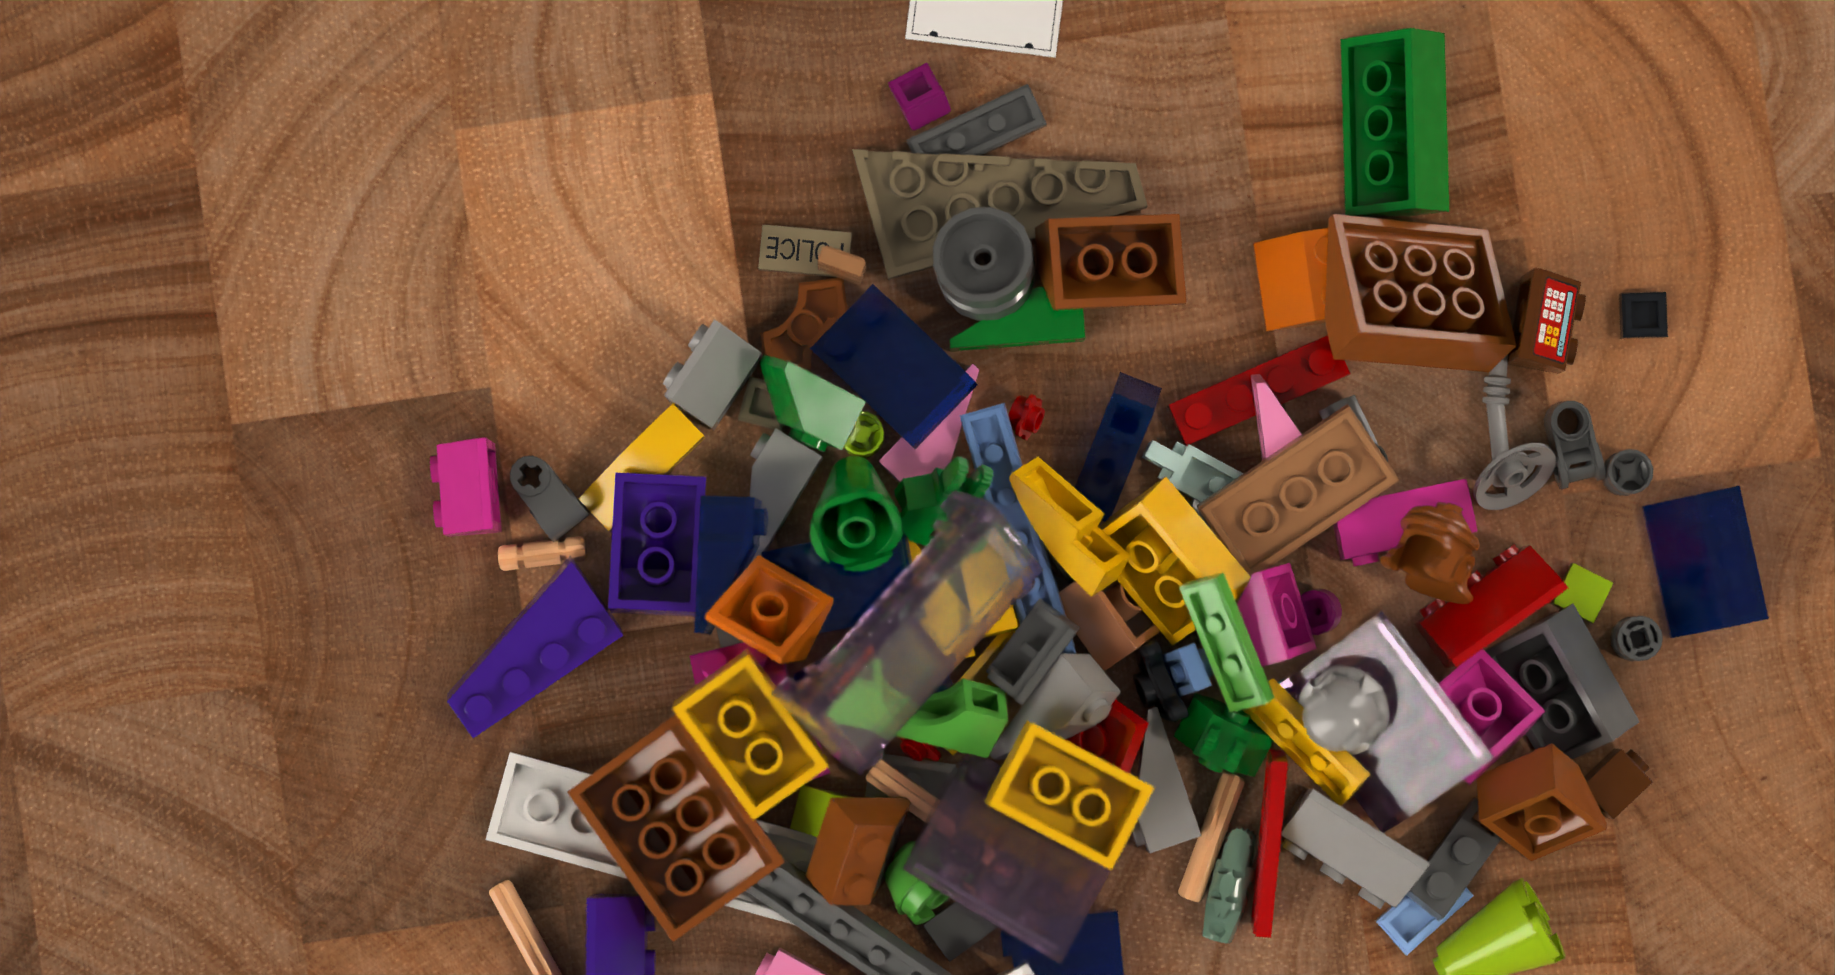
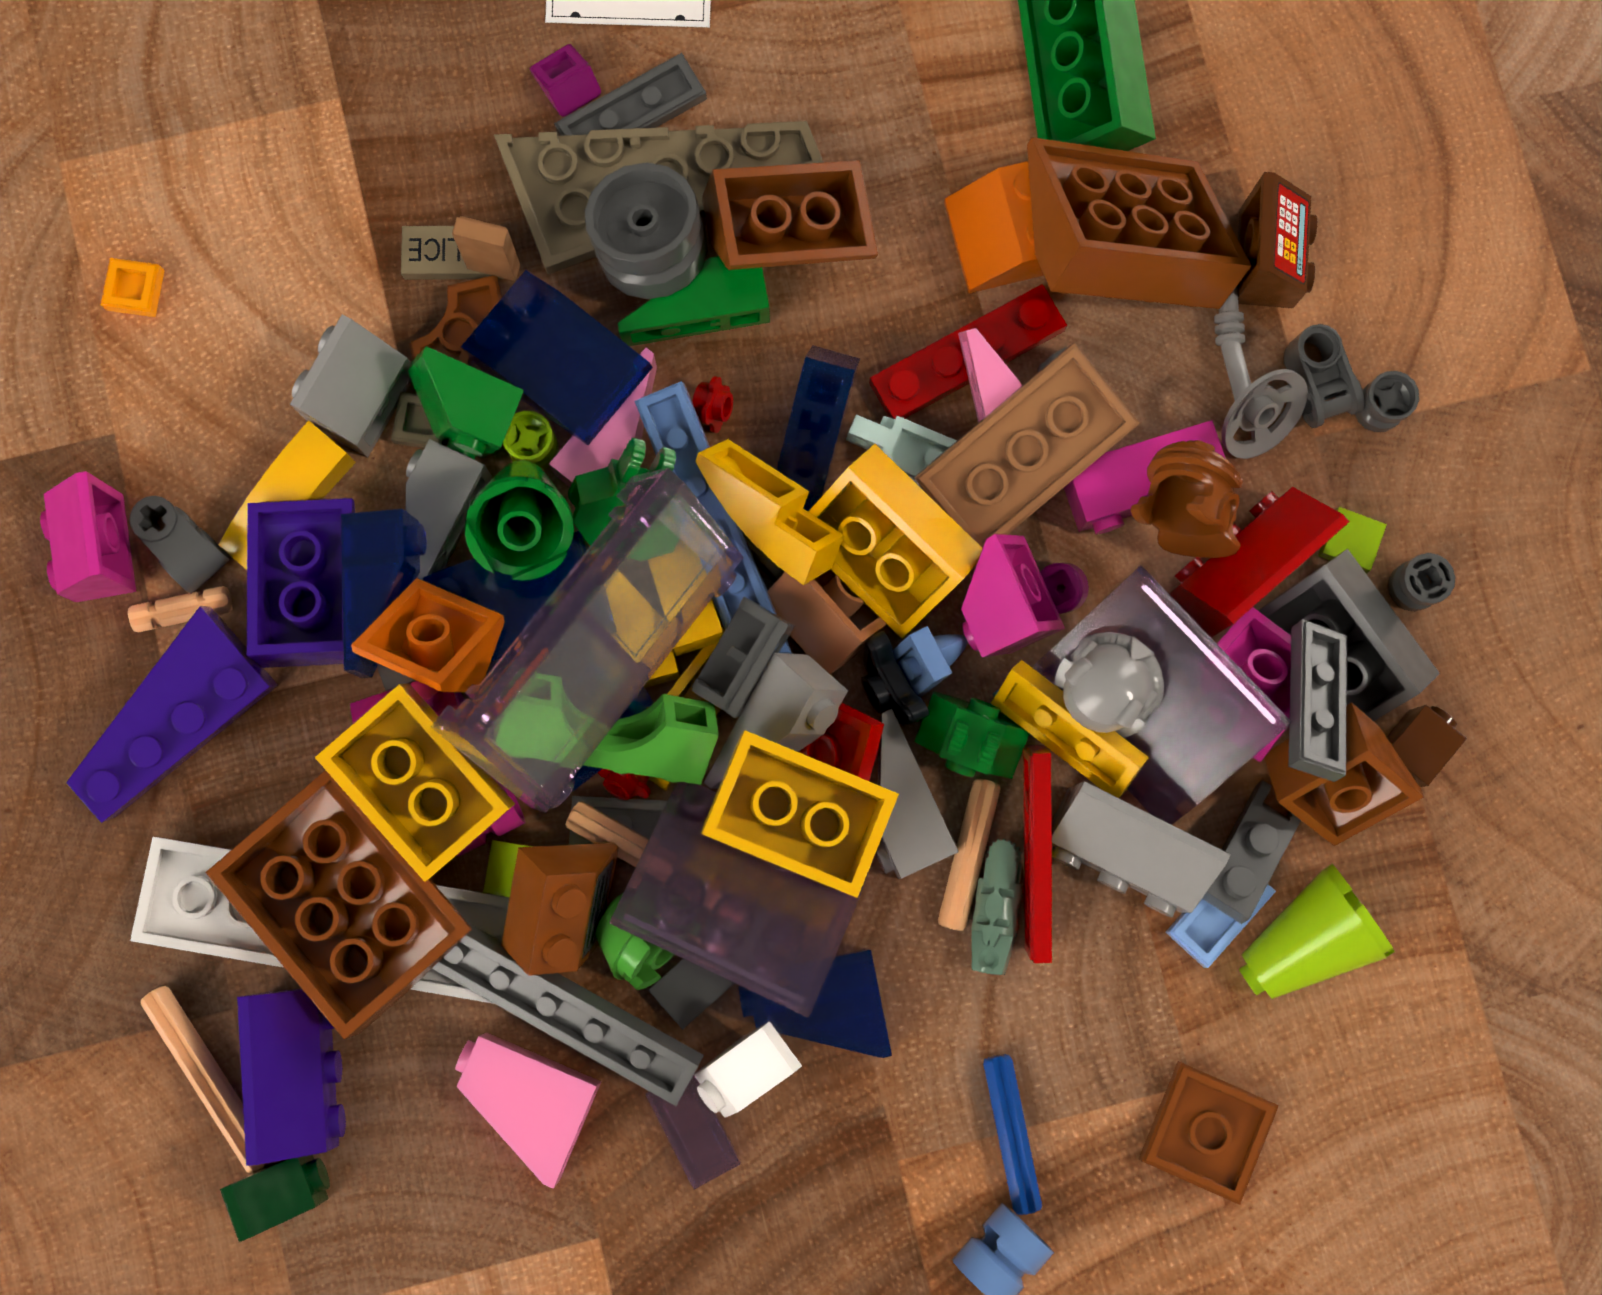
camera: 10 degrees left, 5 degrees down
(516, 255) = (132, 287): none -> light orange tile
(1226, 642) = (965, 620): bright green tile -> none
(1522, 739) = (1318, 701): none -> dark grey tile
(1643, 315) = (1378, 235): black tile -> none
(1705, 562) = (1487, 489): clear blue slope -> none

